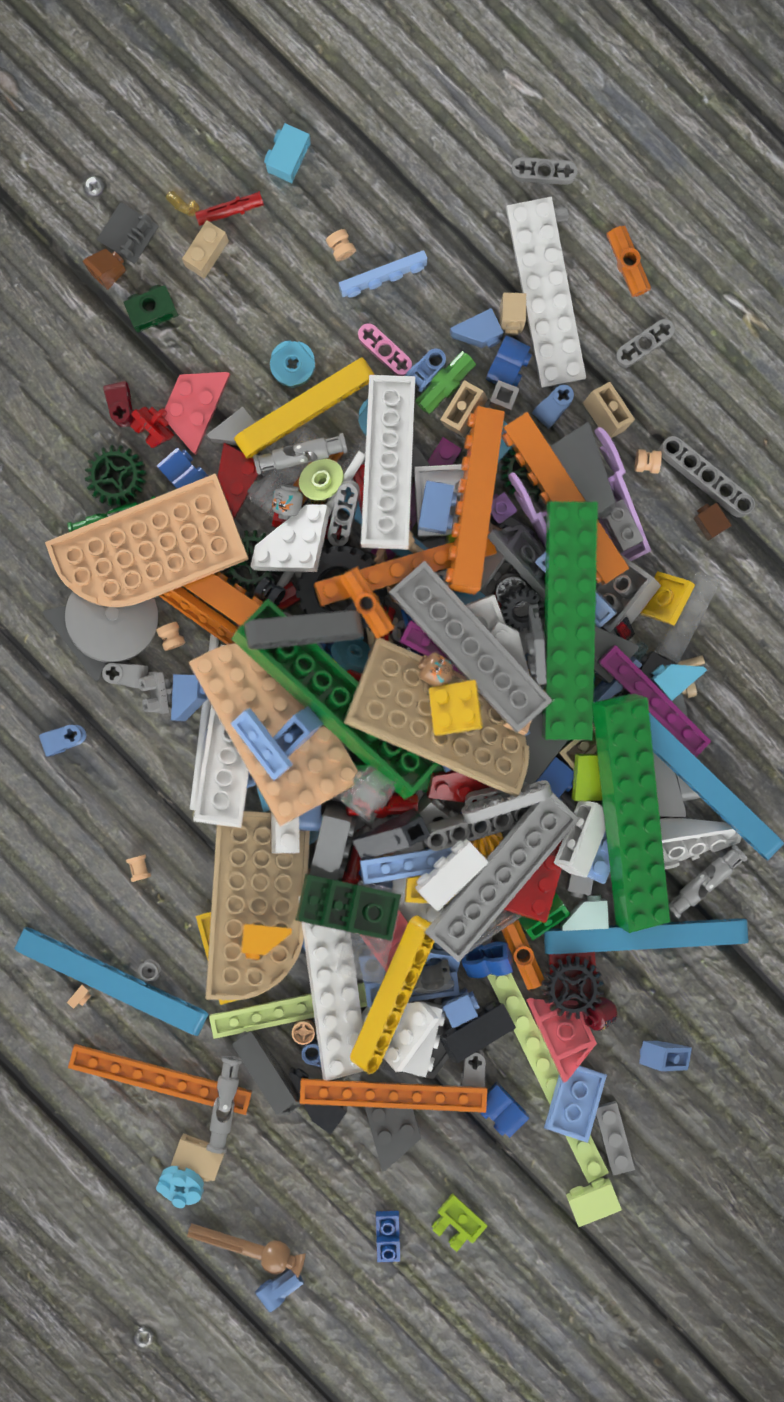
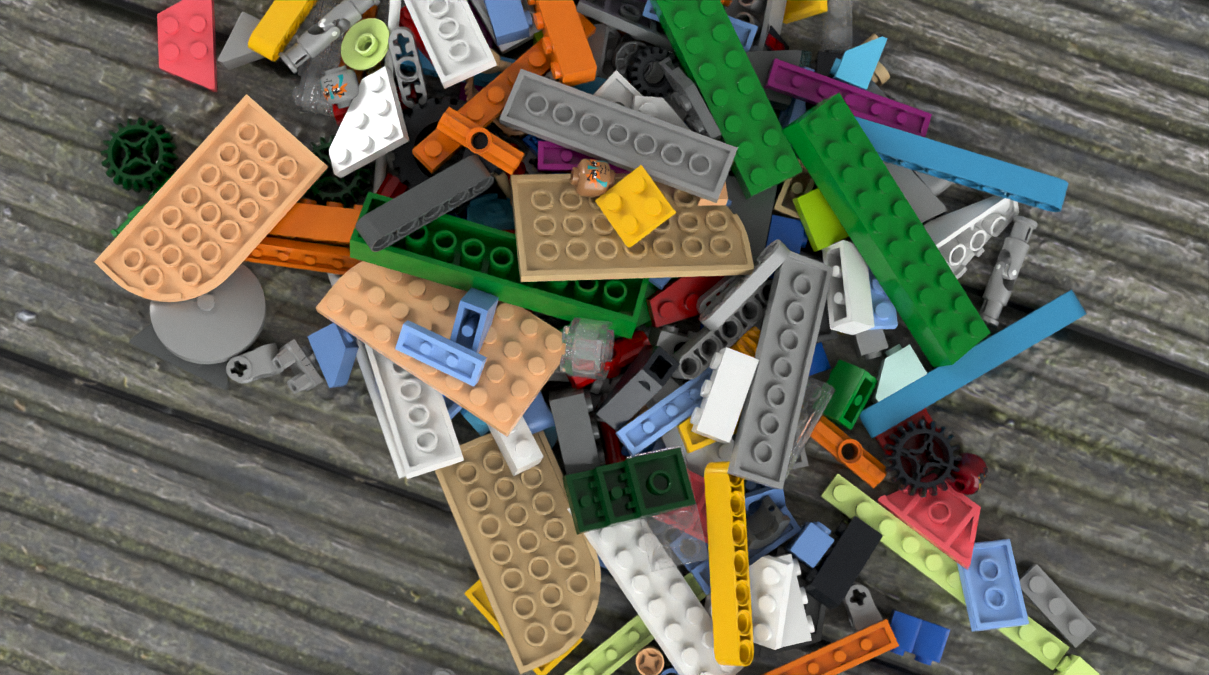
camera: 25 degrees left, 5 degrees down
(59, 739) = (215, 475): medium blue piece -> none
(119, 400) = (105, 75): dark red piece -> none
(138, 868) = (373, 572): light nougat bush -> none
(154, 423) = (154, 76): red hips -> none
(170, 636) = (284, 298): light nougat wheel -> none
(179, 470) = (204, 112): blue brick -> none
(236, 476) = (272, 89): red wing -> none
(260, 940) = (548, 574): light orange slope -> none
(268, 590) = (362, 186): black wheel -> none
(488, 959) = (813, 475): blue brick -> none
(538, 892) = (830, 371): red wing -> none
(665, 1056) = (1062, 484): medium blue slope -> none

